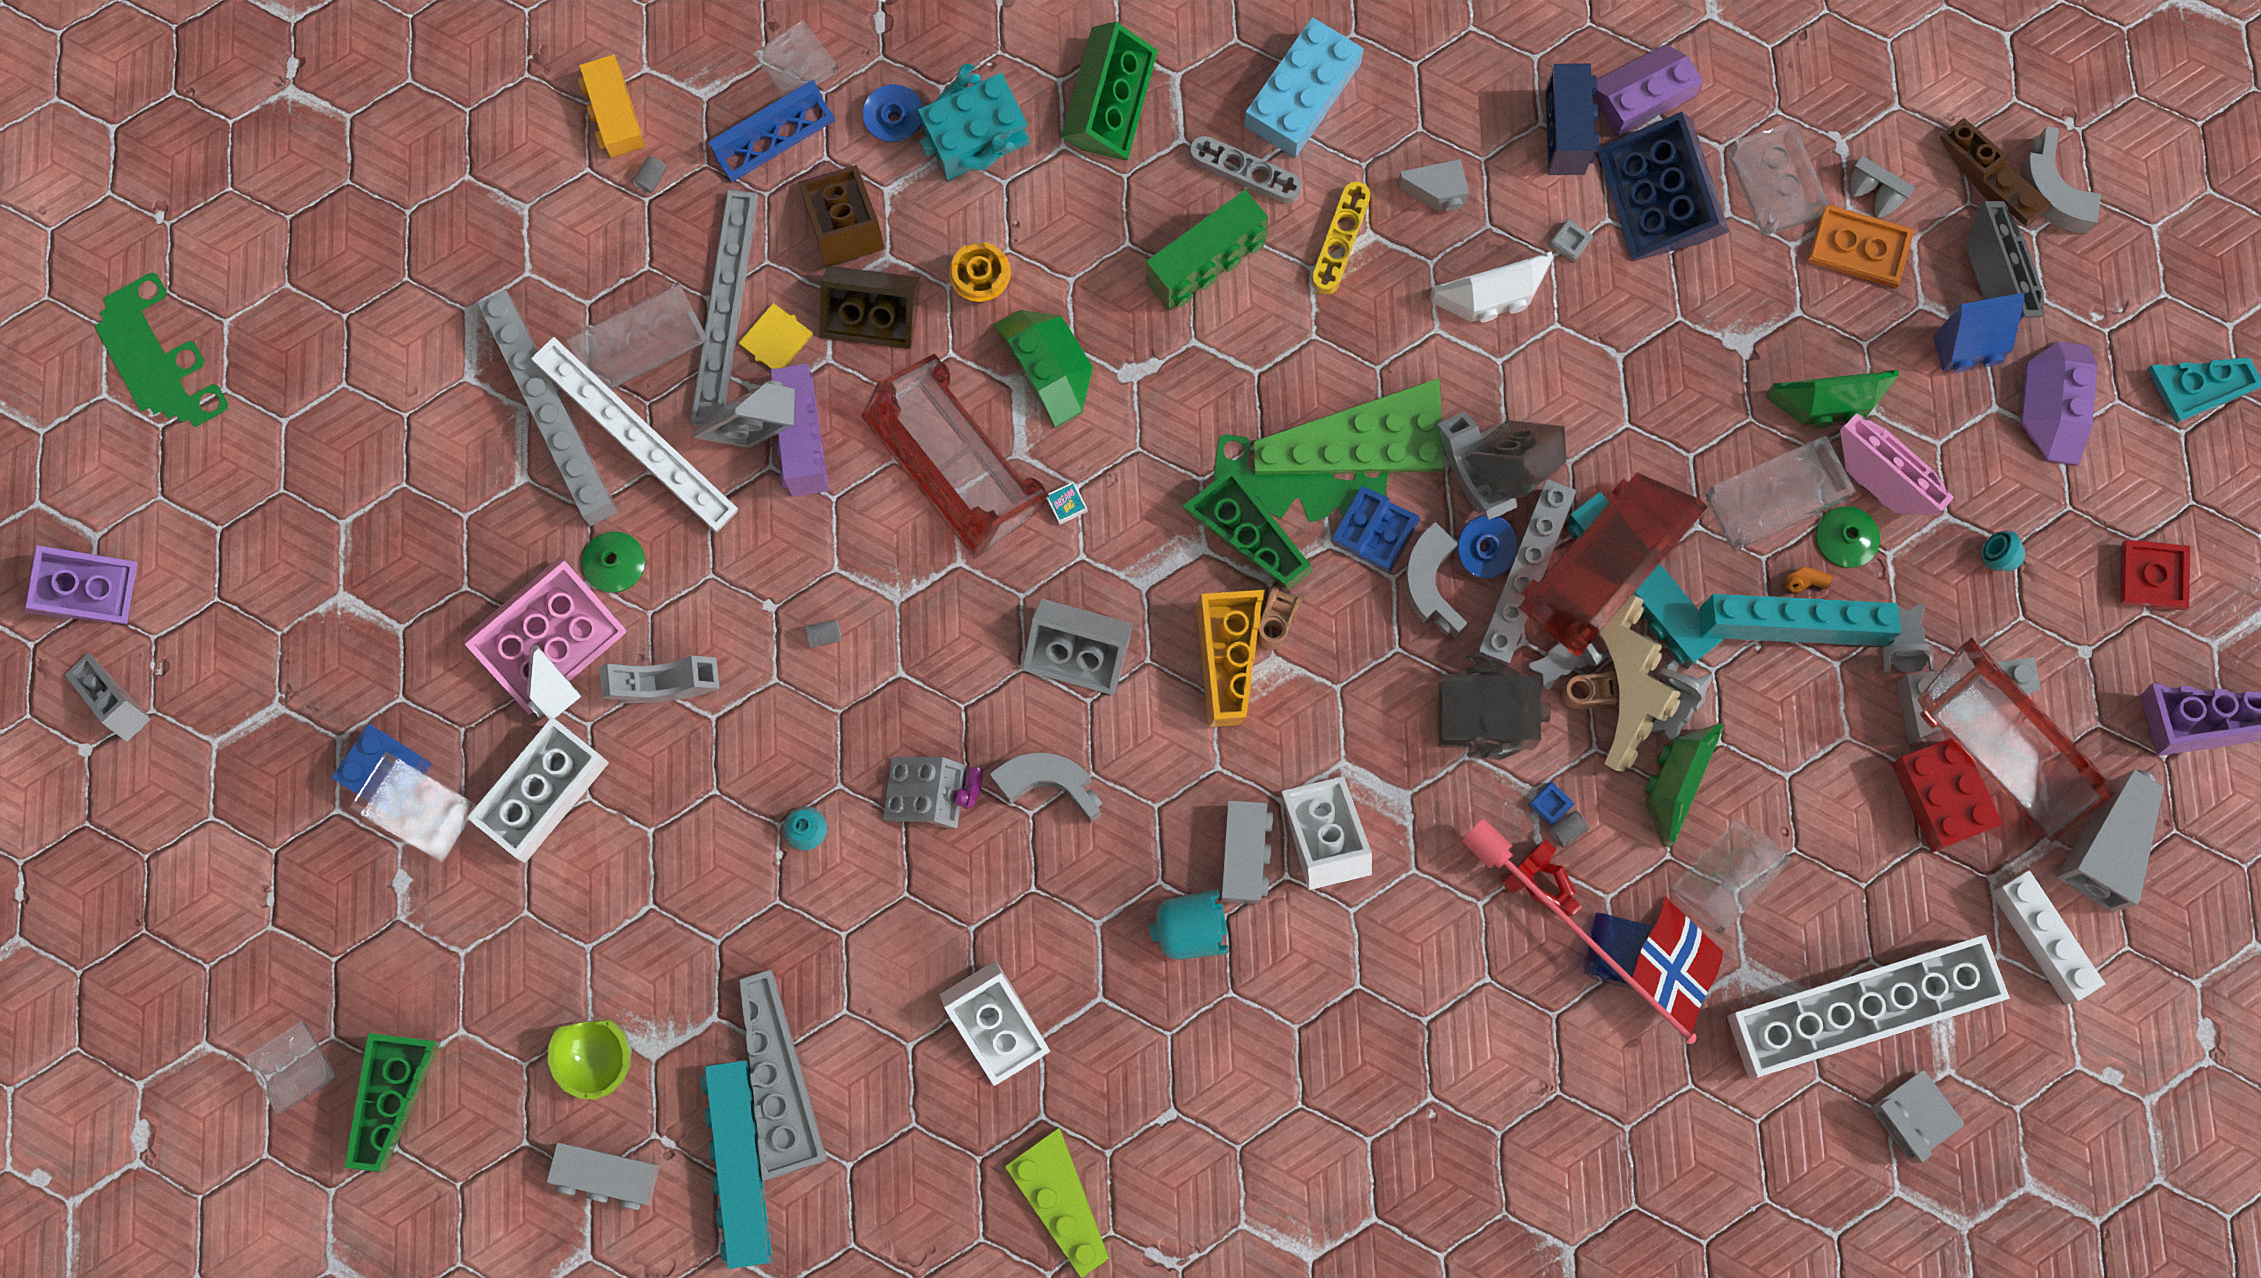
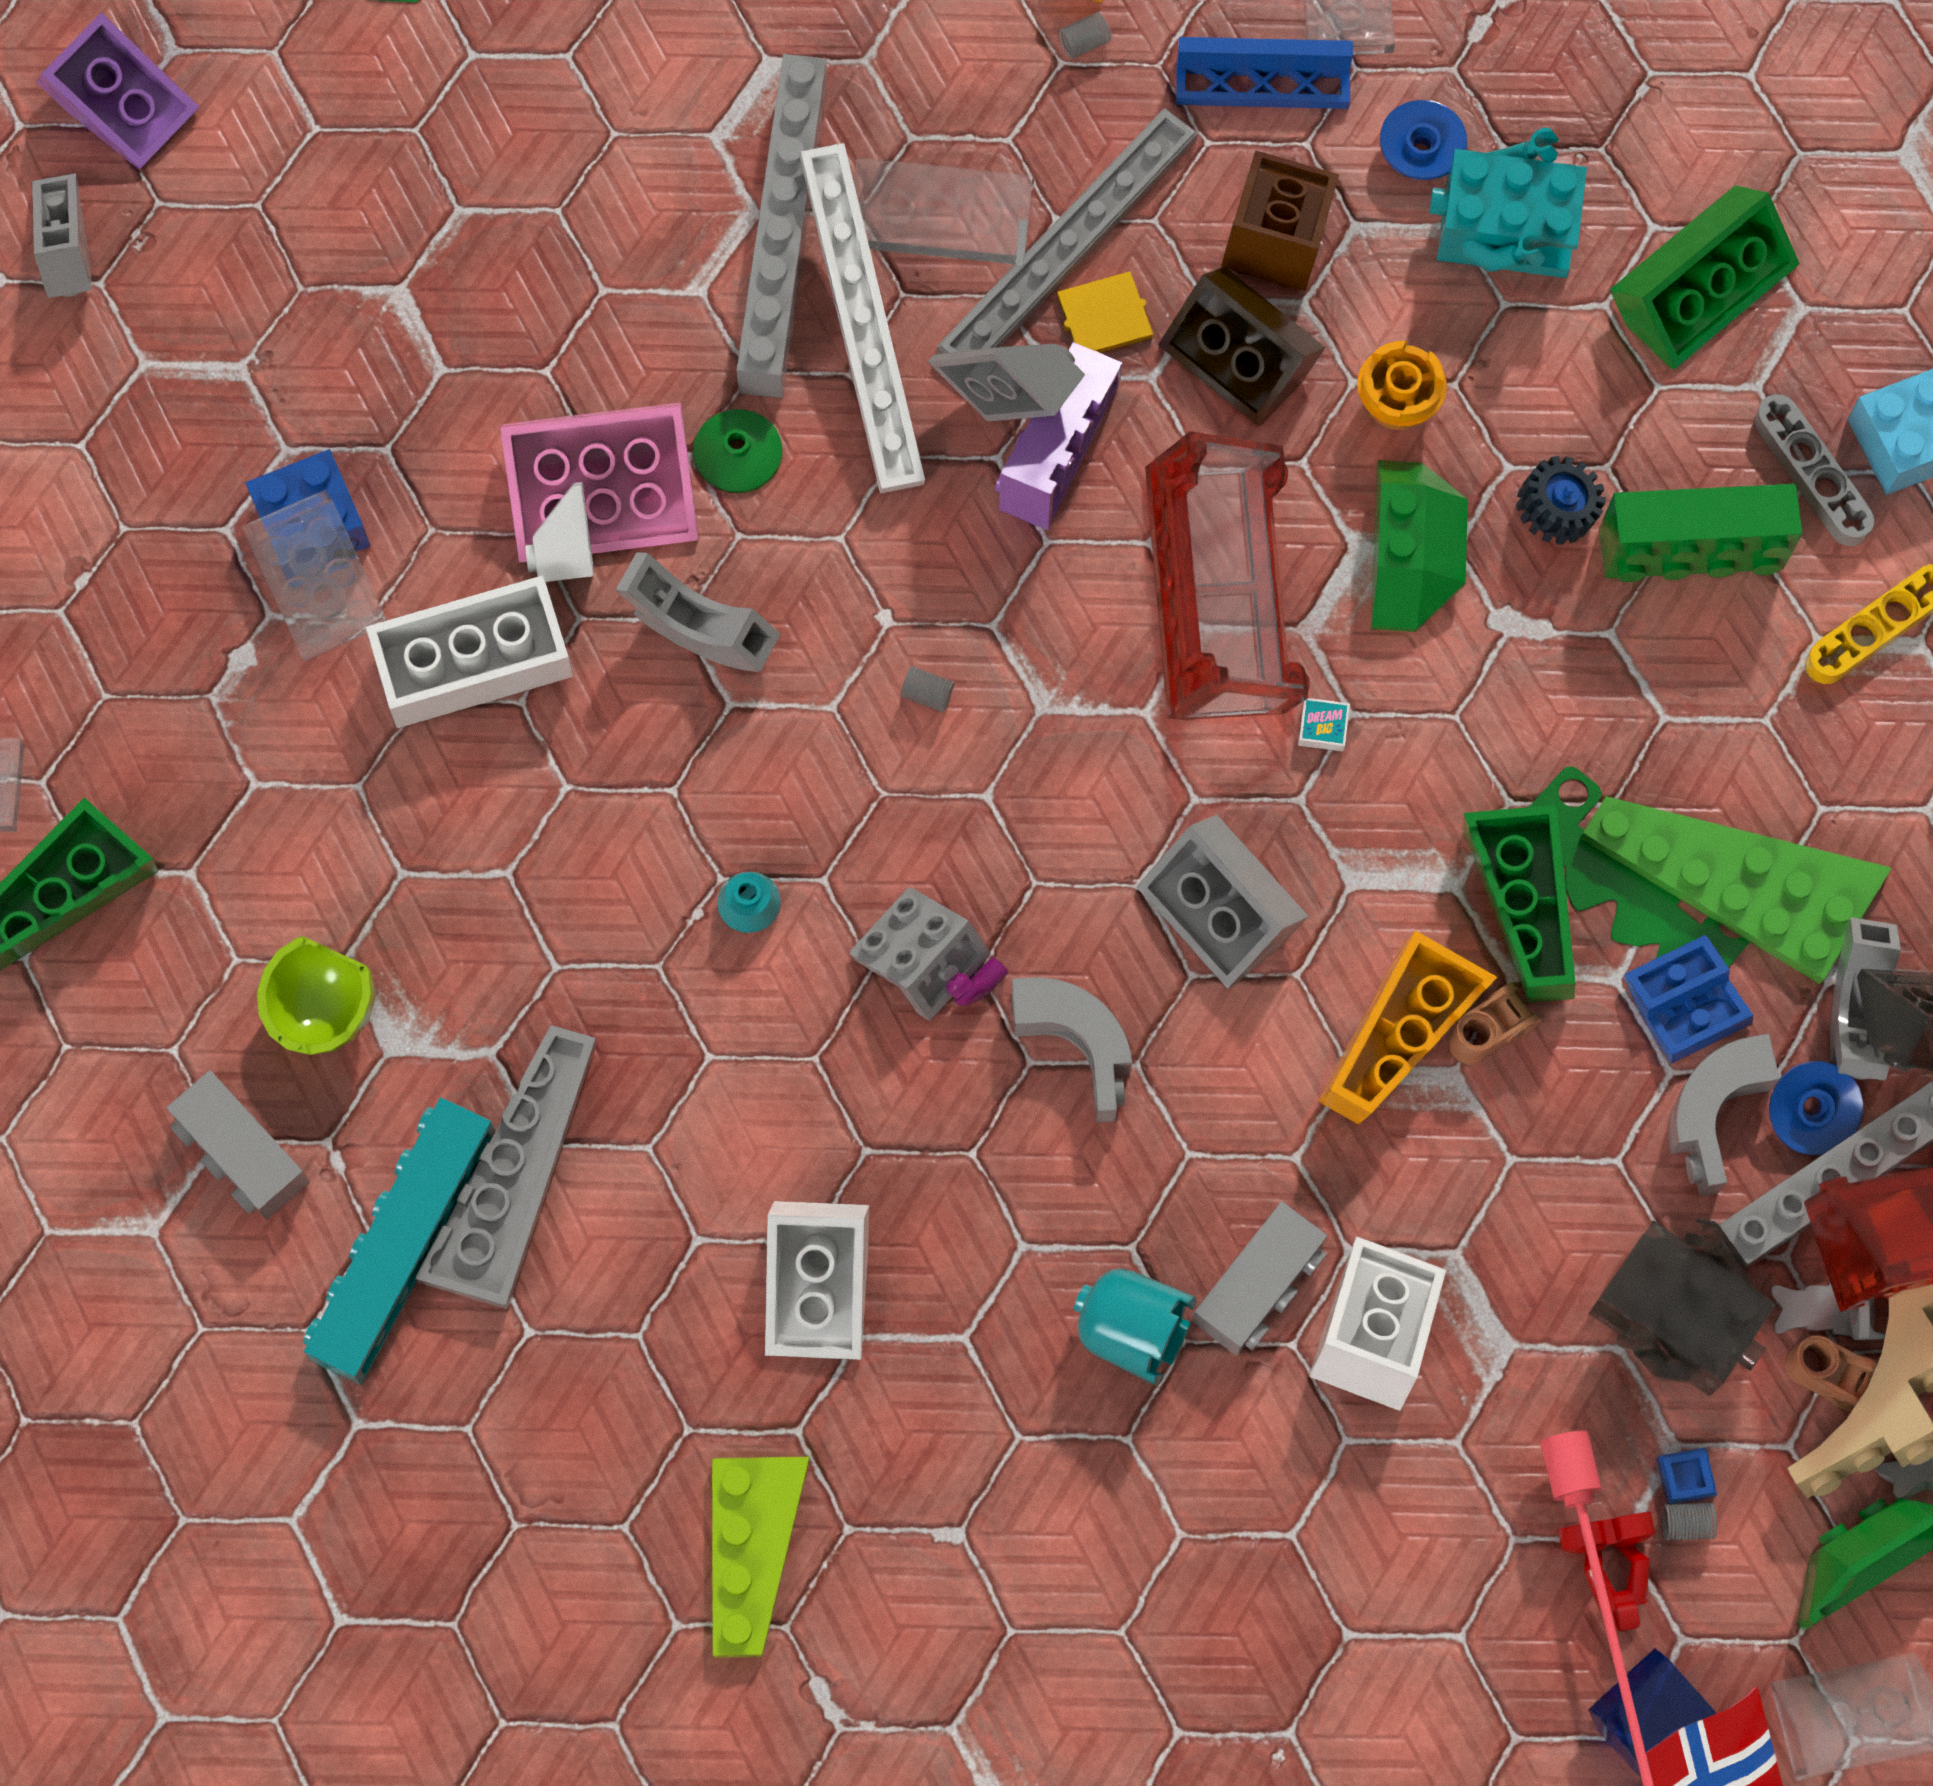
camera: 30 degrees right, 5 degrees down
(1115, 281) = (1560, 500): none -> black wheel

